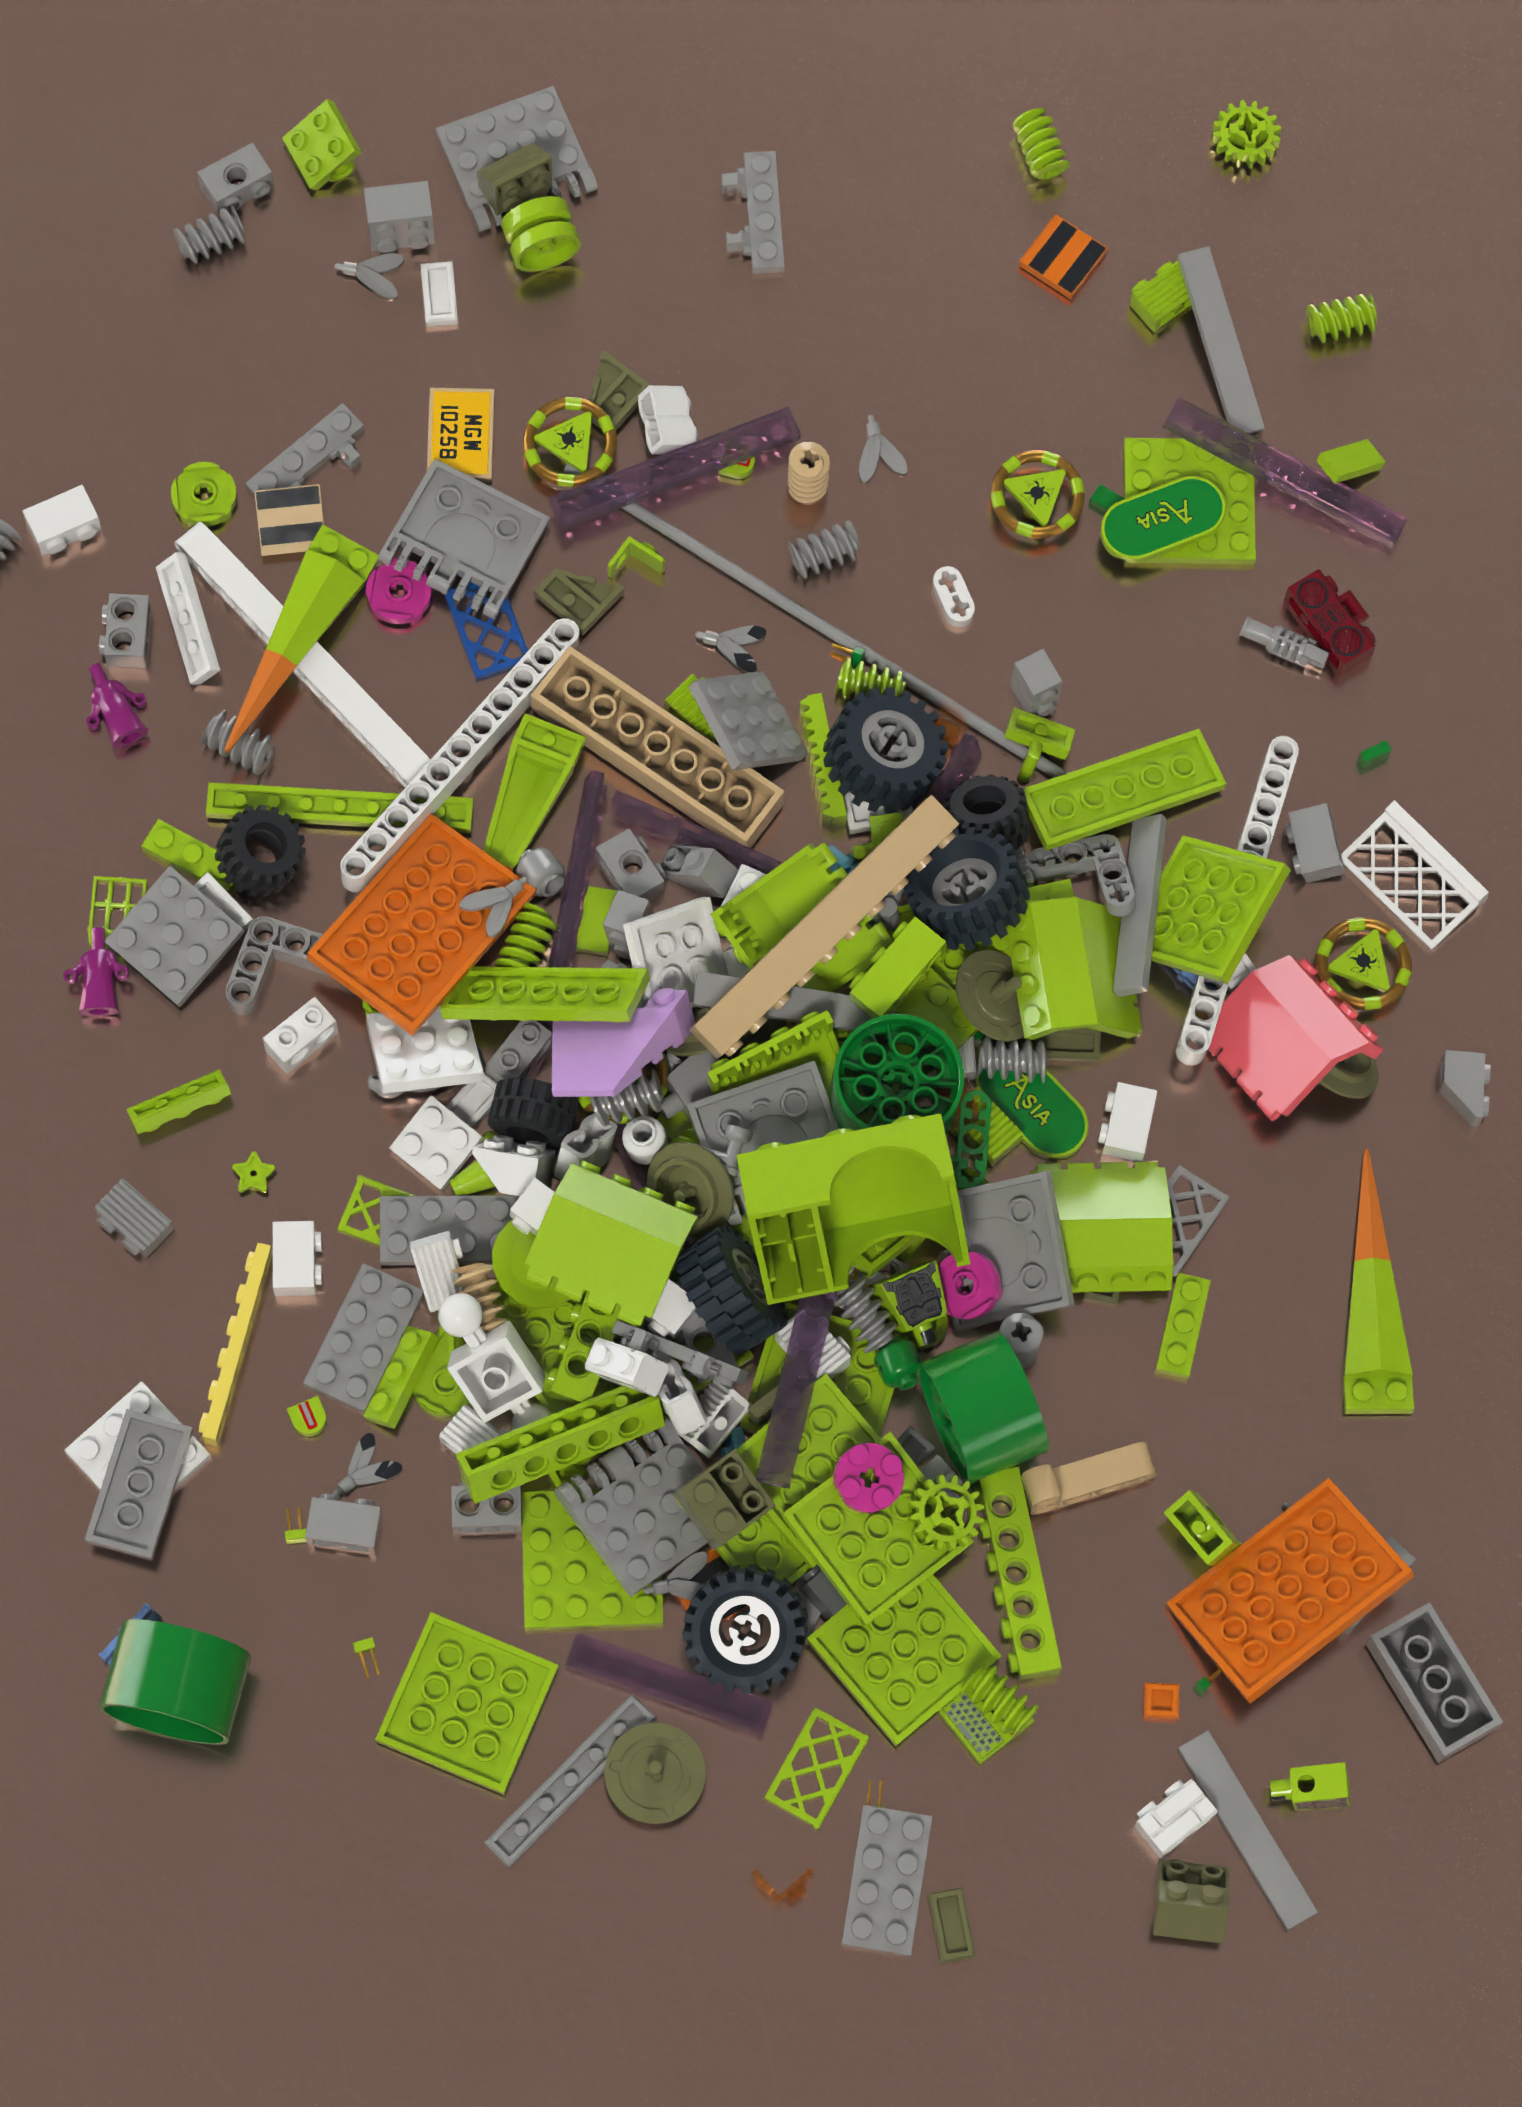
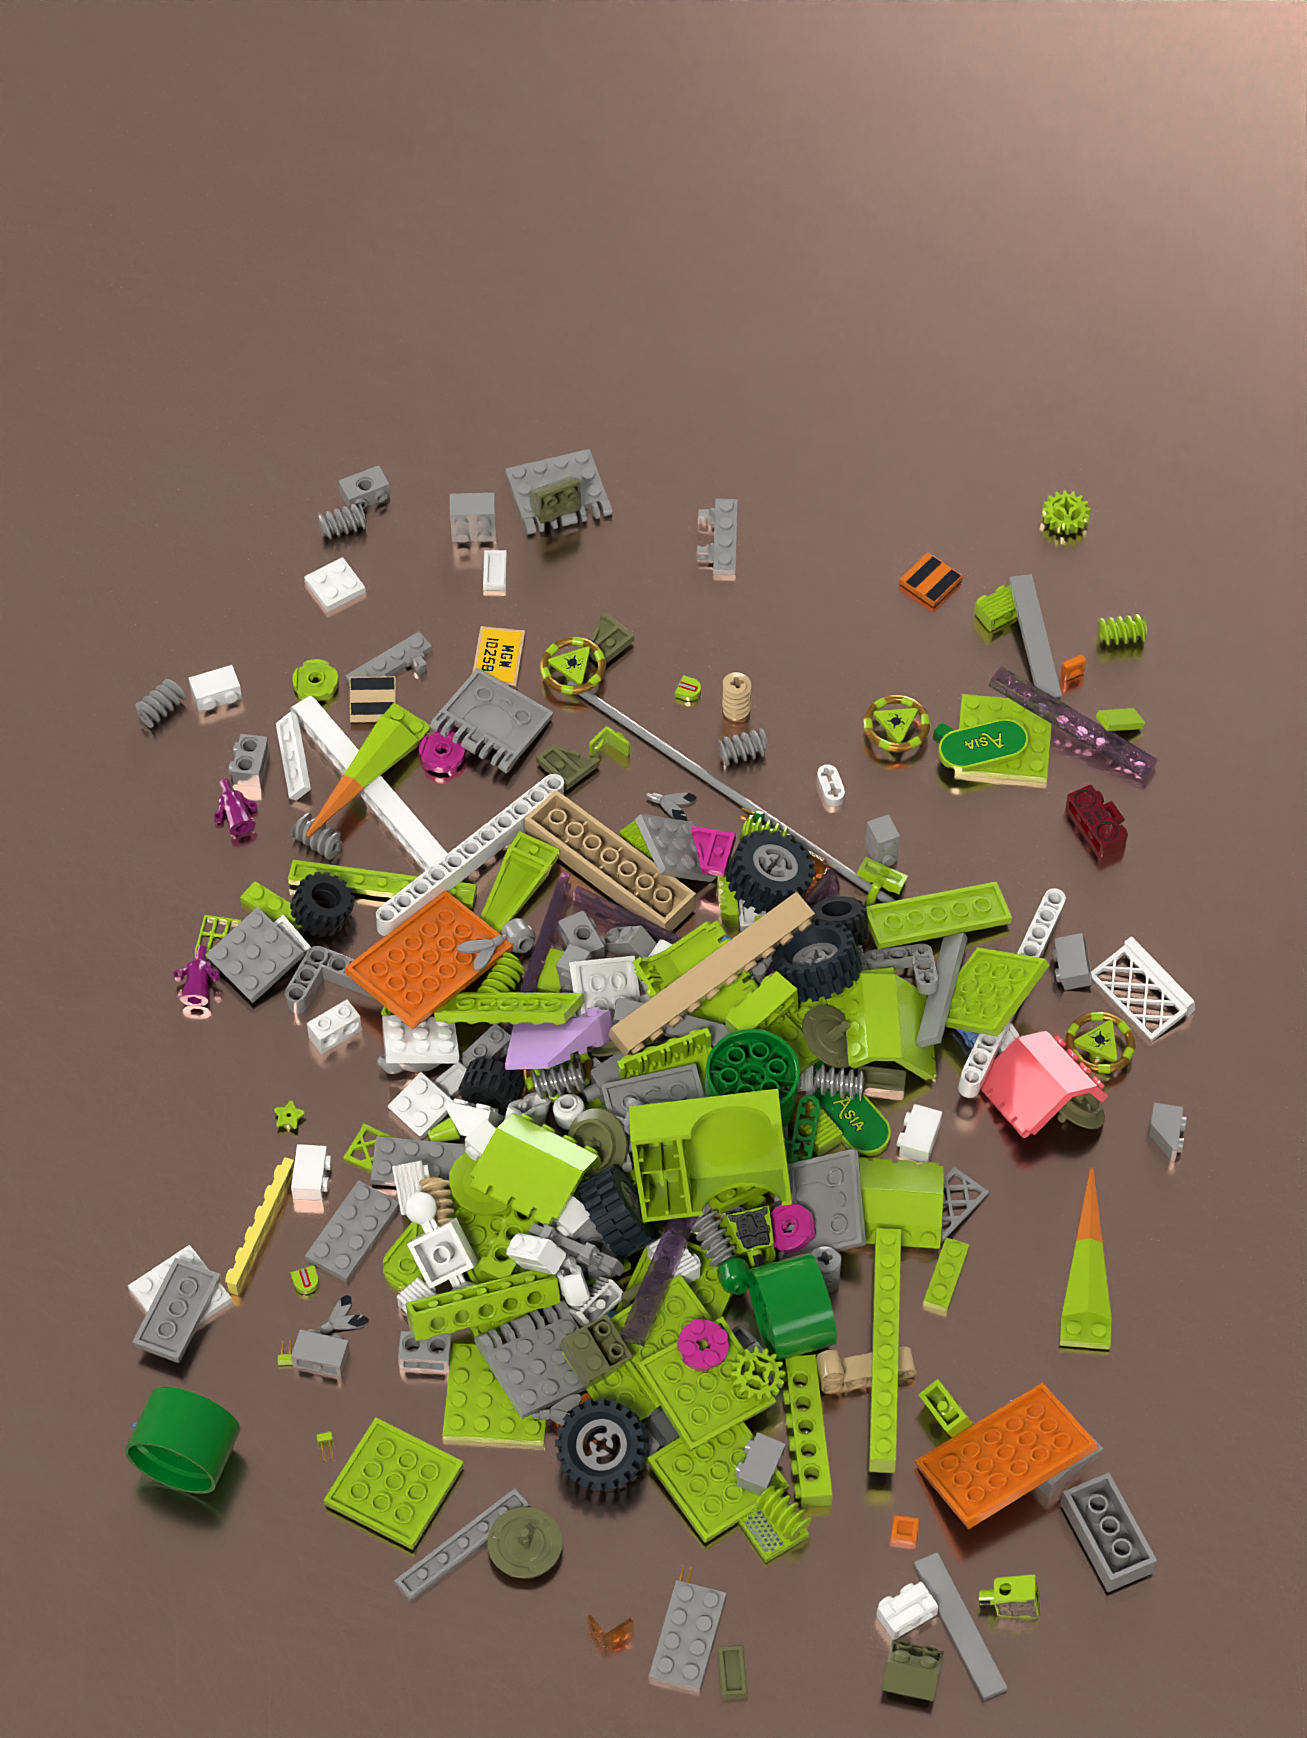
camera: 10 degrees right, 15 degrees down
(133, 1219) = (199, 1136): light grey brick -> none
(178, 1102) = (242, 1064): lime plate -> none
(211, 336) = (334, 584): none -> white plate
(323, 146) = (427, 473): lime plate -> none
(369, 273) = (450, 553): light grey piece -> none
(401, 1377) = (375, 1258): lime plate -> none
(472, 648) = (488, 792): blue window -> none
(540, 234) = (568, 534): lime wheel -> none
(666, 418) = (642, 657): white brick -> none
(668, 1684) = (543, 1483): clear purple plate -> none
(674, 468) = (642, 687): clear purple plate -> none
(787, 1772) = (638, 1533): lime window -> none
(801, 720) = (713, 849): none -> dark pink wing
(879, 446) = (786, 688): light grey piece -> none
(960, 1635) = (760, 1464): none -> light grey brick
(1040, 145) = (921, 507): lime piece -> none
(1114, 1455) = (885, 1351): none -> lime brick
(1204, 1683) = (936, 1520): green piece -> none
(1277, 383) = (1073, 667): none -> orange tile
(1285, 643) = (1063, 833): light grey hinge -> none
(1374, 754) = (1121, 909): green piece -> none

